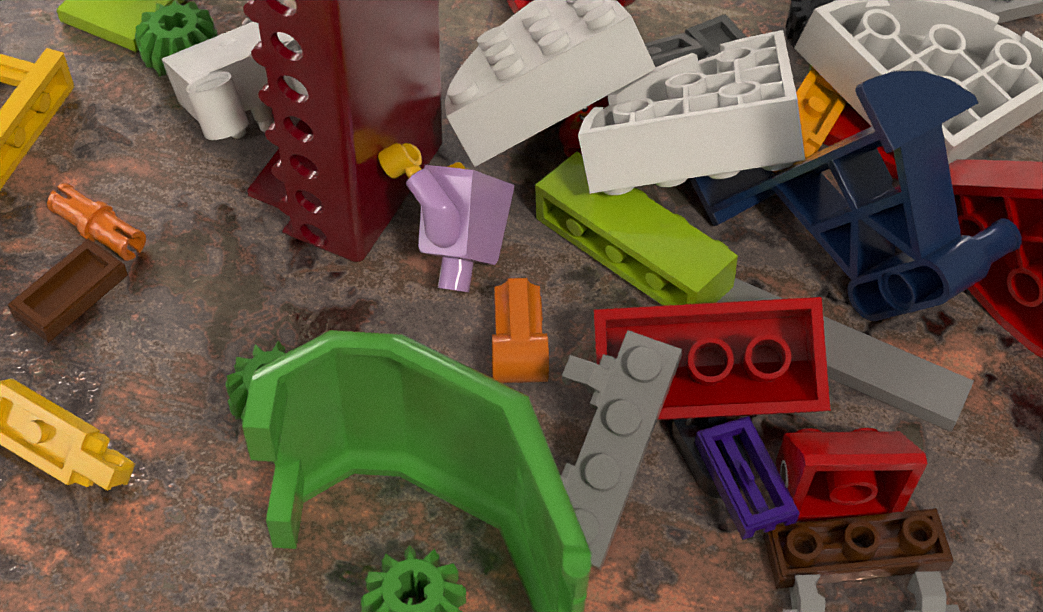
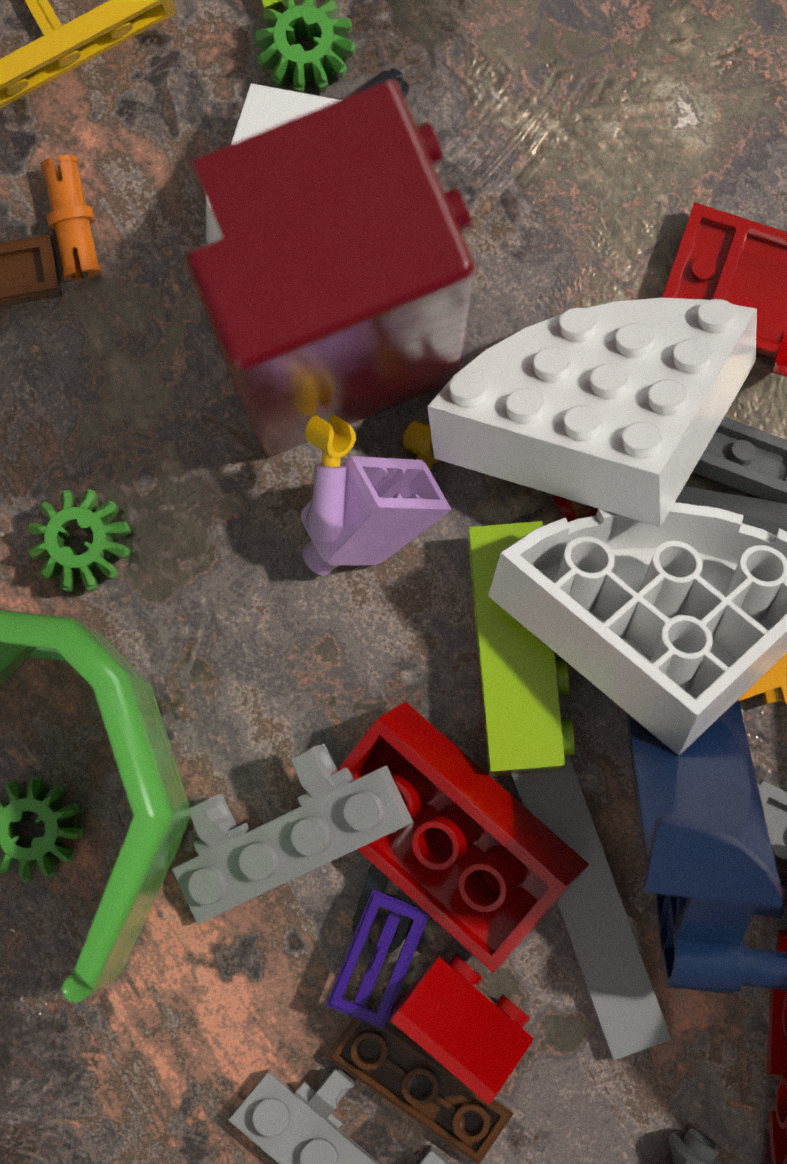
camera: 45 degrees right, 30 degrees up
(519, 344) = (318, 669): orange piece -> none

